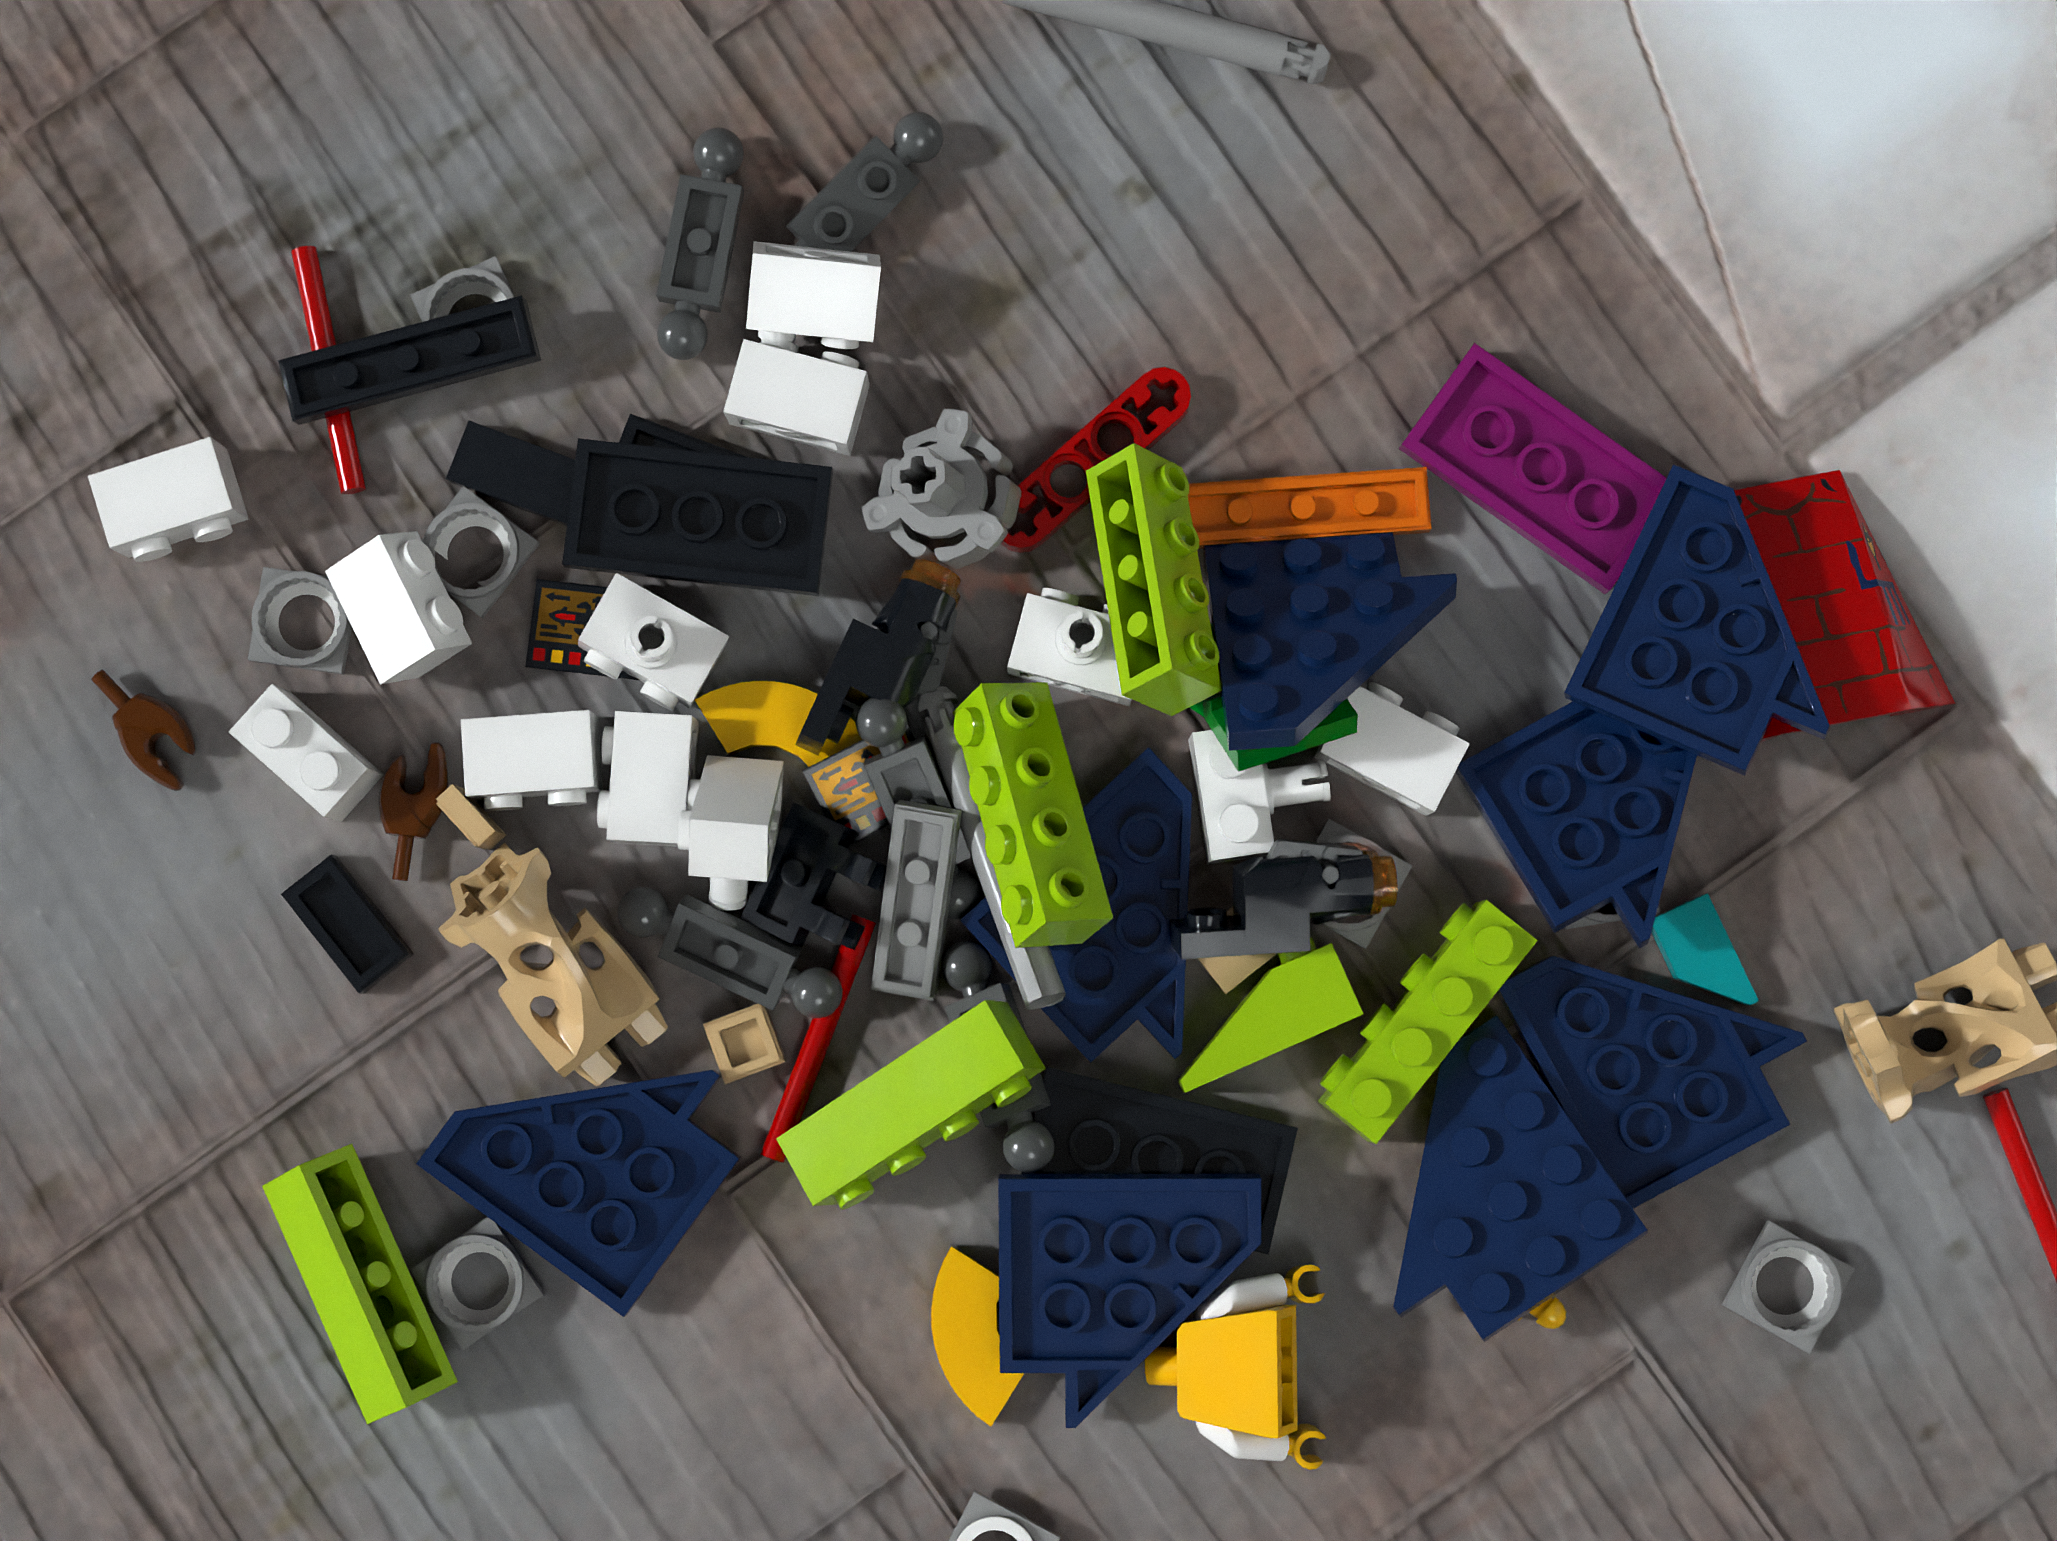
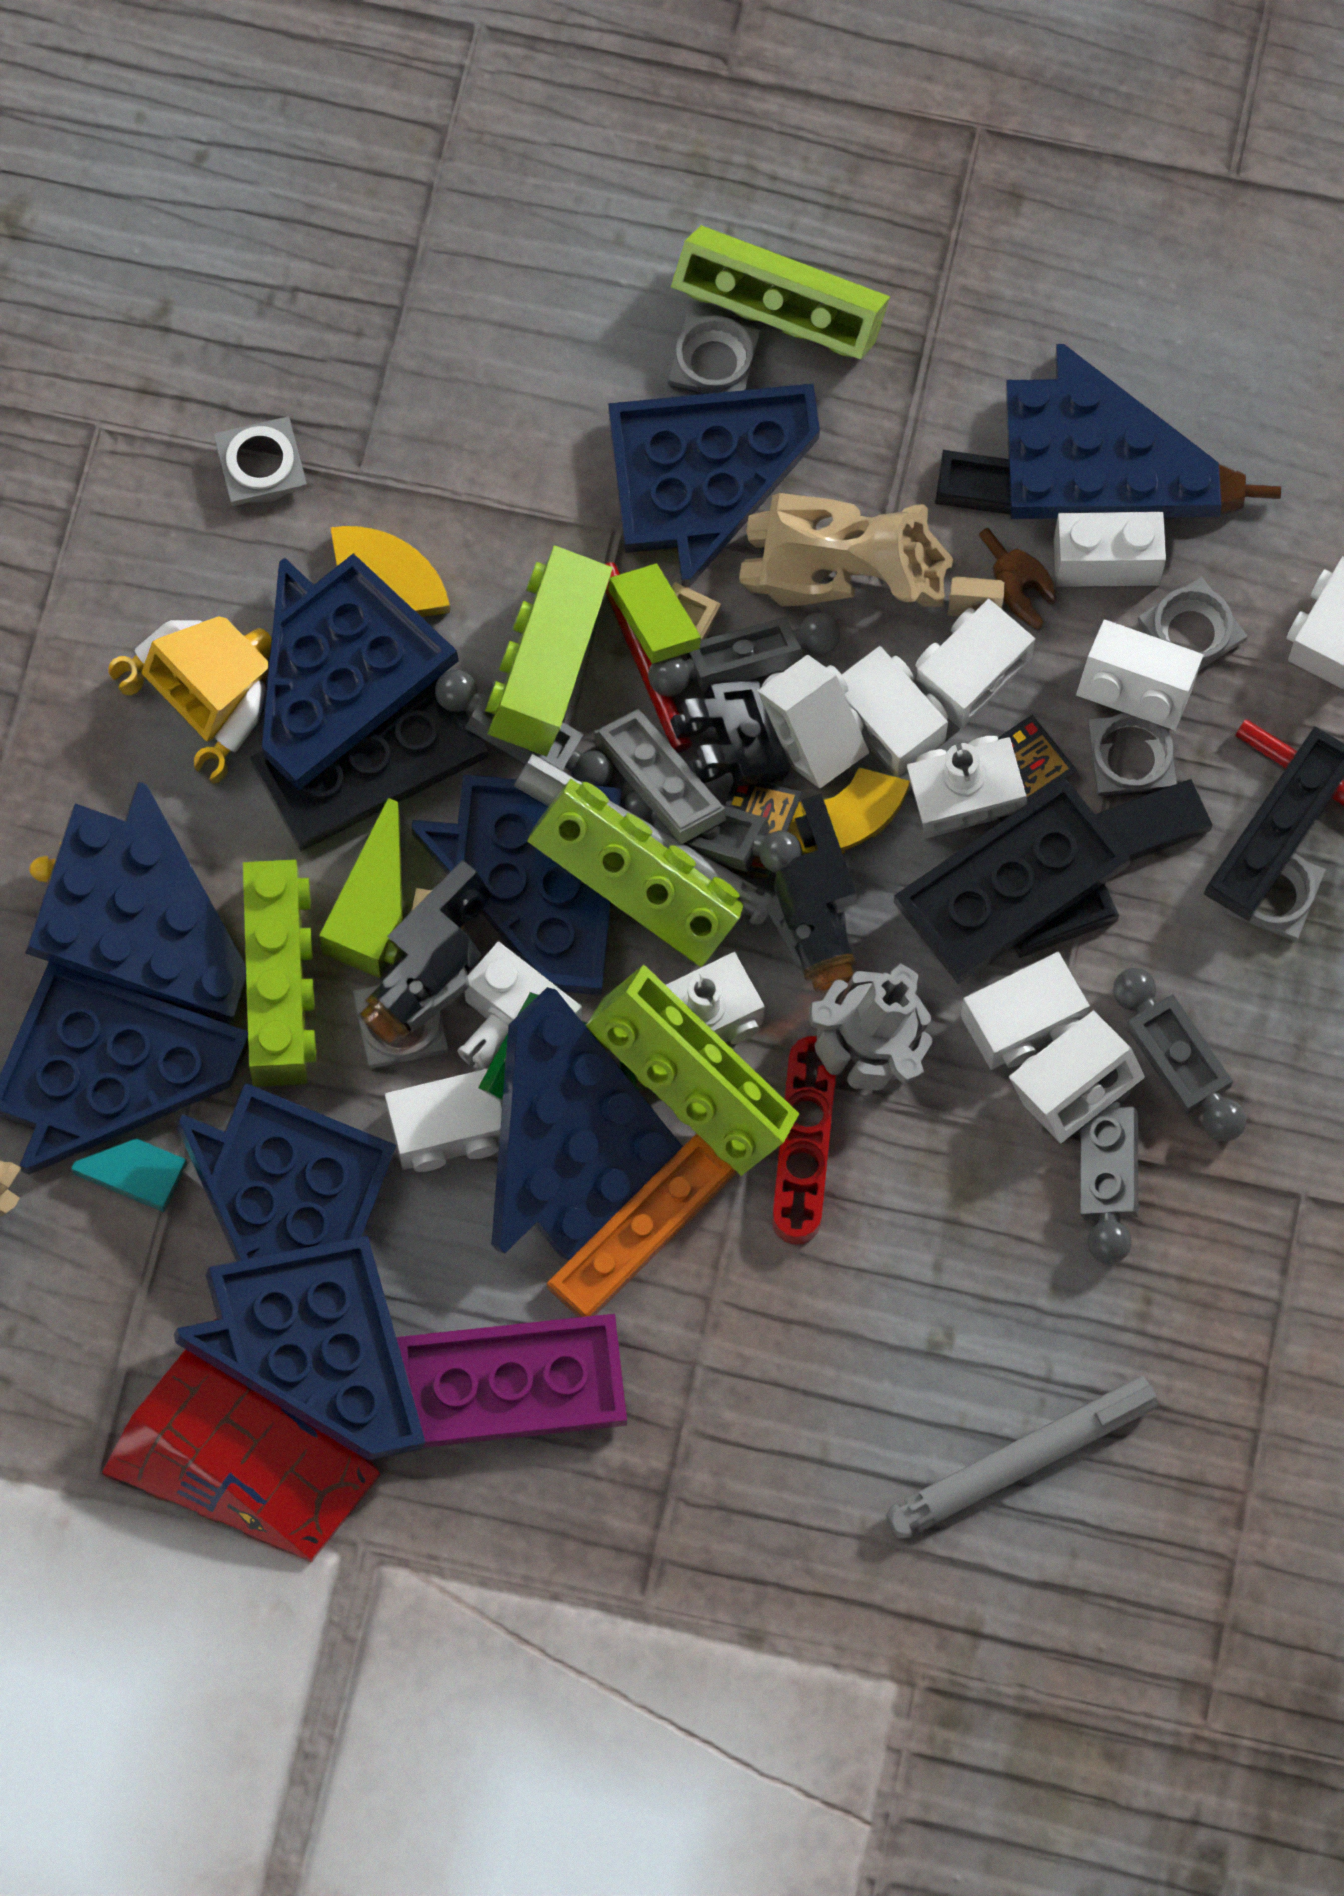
camera: 135 degrees right, 15 degrees down
(222, 857) = (1099, 450): none -> dark blue wing
(777, 1060) = (654, 613): none -> lime tile

